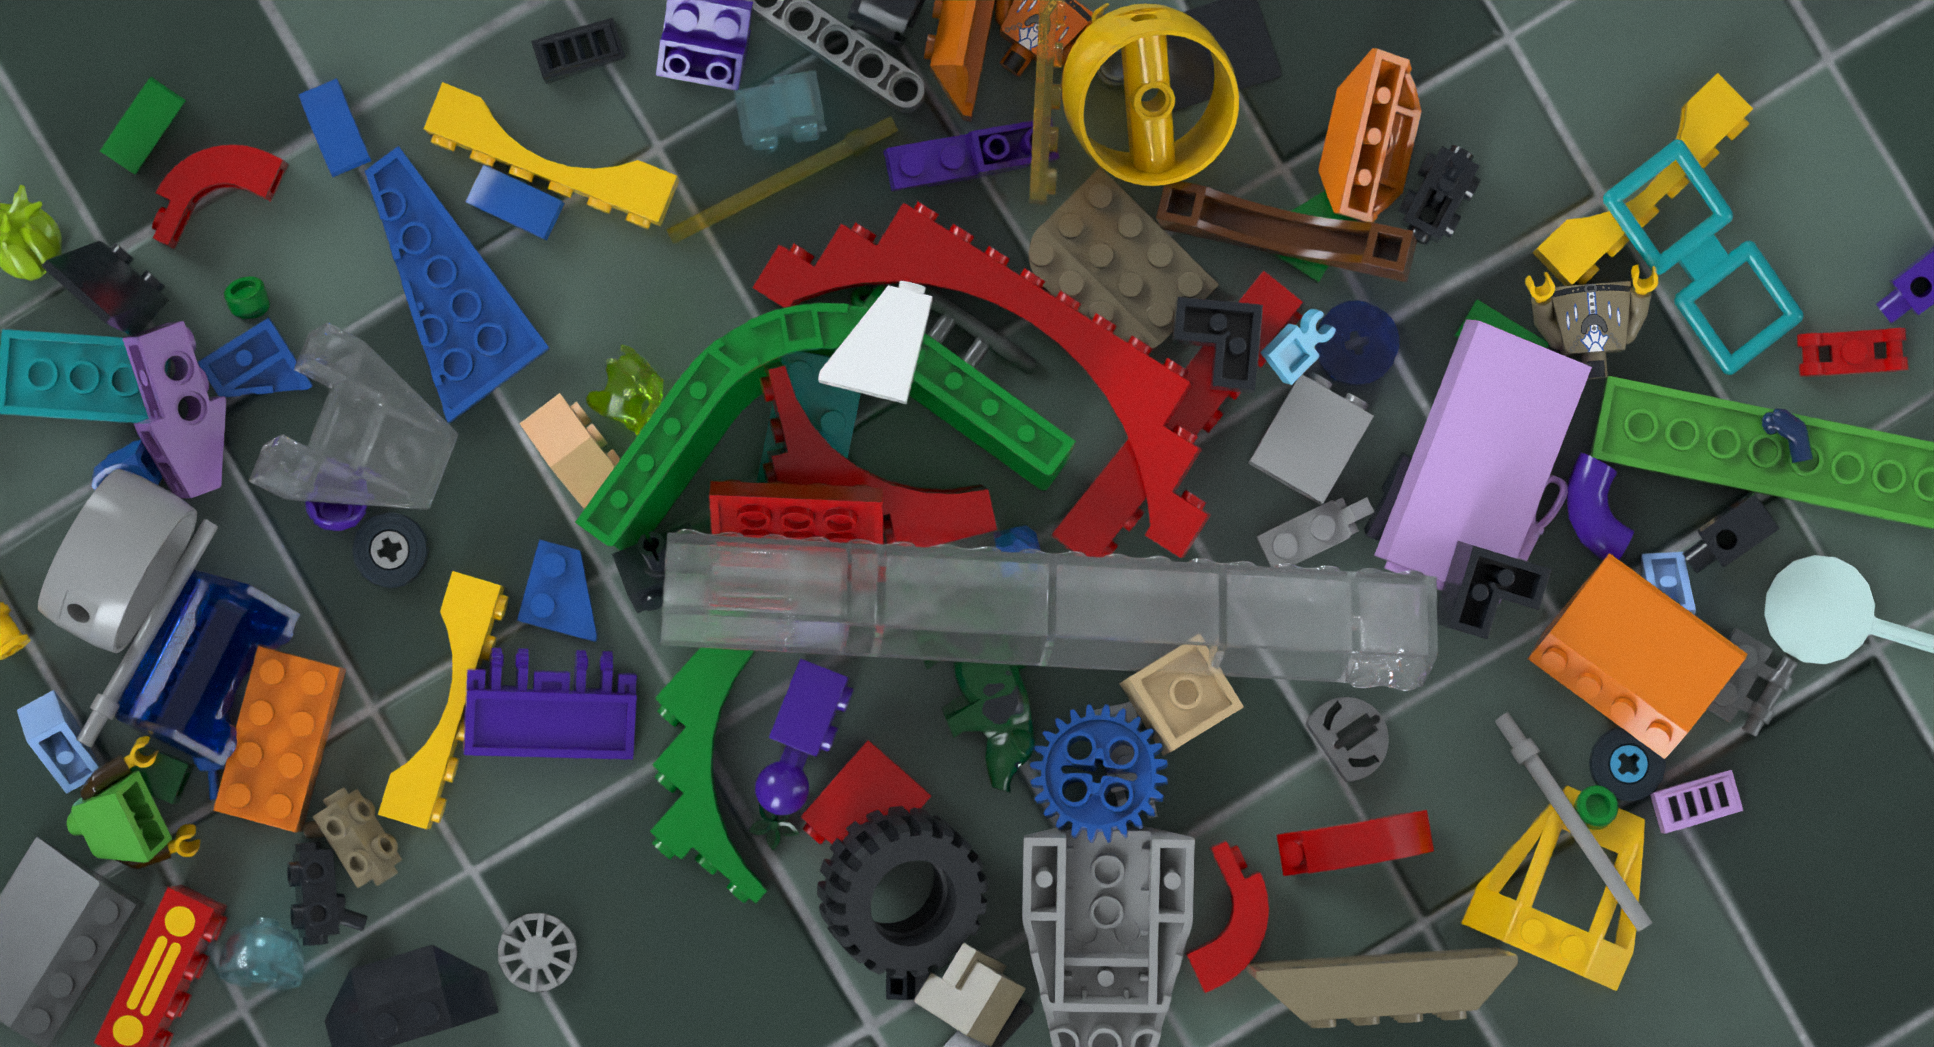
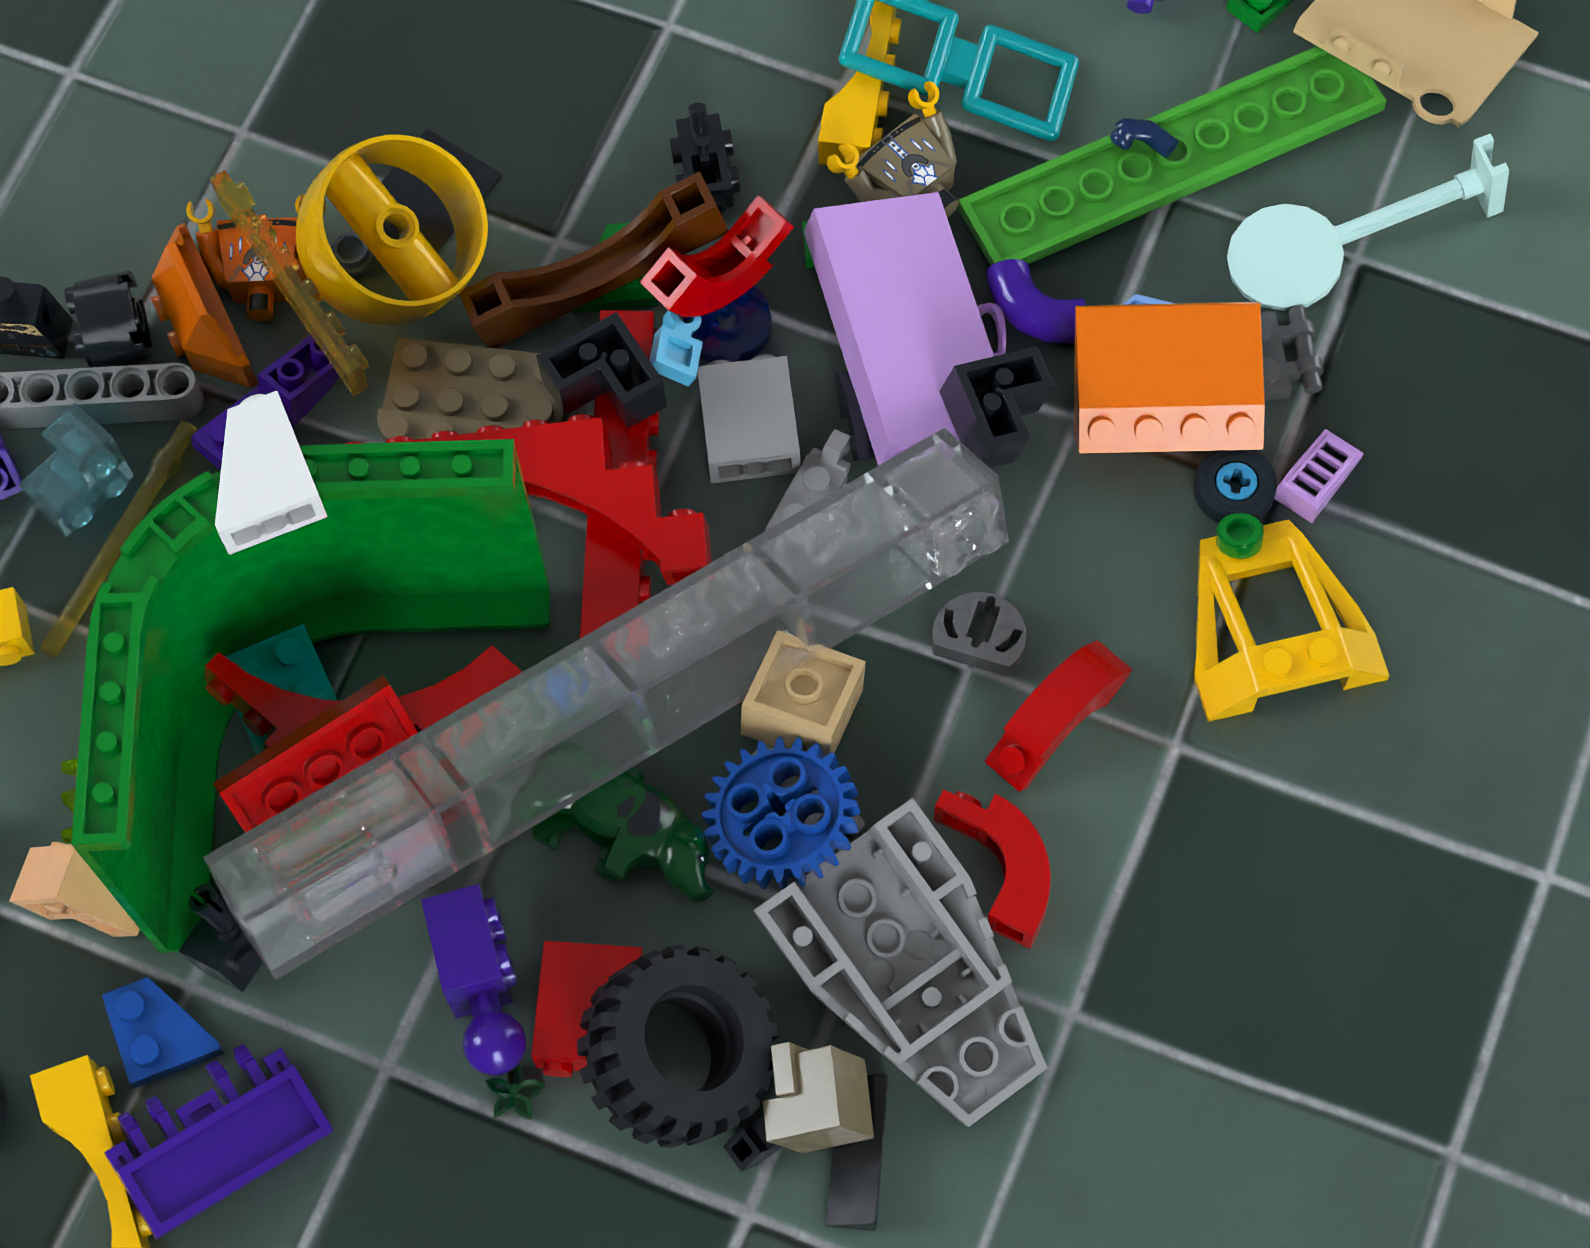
camera: 35 degrees left, 20 degrees down
(694, 821) = (432, 1140): green arch -> none
(1370, 136) = (605, 150): orange wedge -> none
(1377, 308) = (725, 270): none -> red arch
(1386, 984) = (1177, 796): dark tan slope -> none
(1527, 753) = (1143, 537): light grey bar -> none
(1746, 519) = (1164, 237): black torso -> none
(1852, 352) = (1140, 56): red plate -> none

